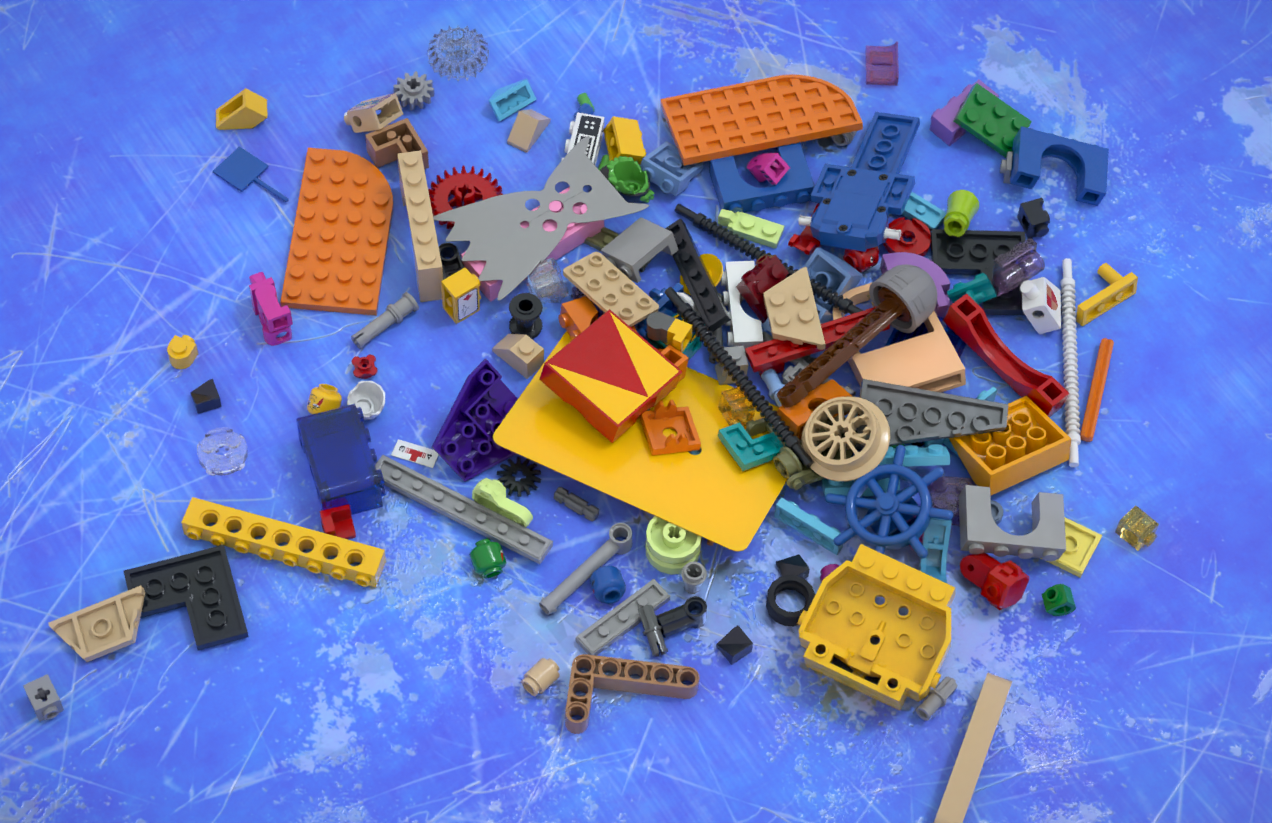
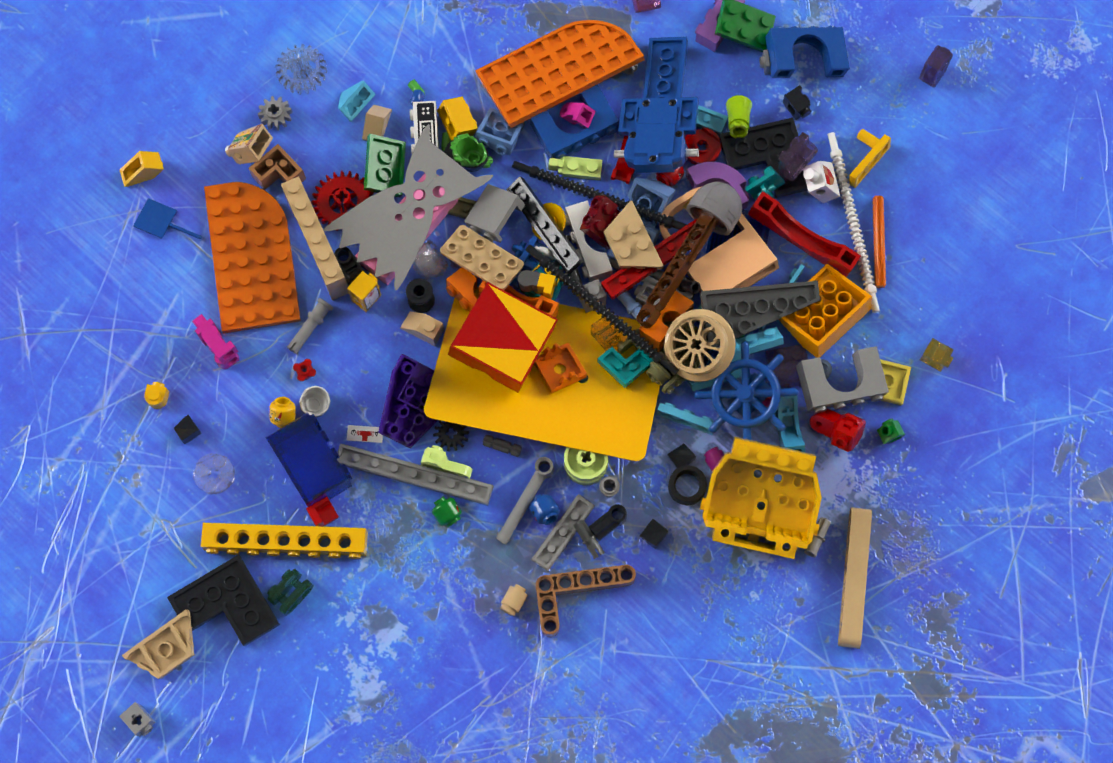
camera: 10 degrees left, 15 degrees up
(272, 601) = (290, 580): none -> clear green brick
(525, 168) = (384, 163): none -> green plate
(846, 376) = (688, 286): none -> black pin
(1211, 214) = (936, 66): none -> clear purple brick

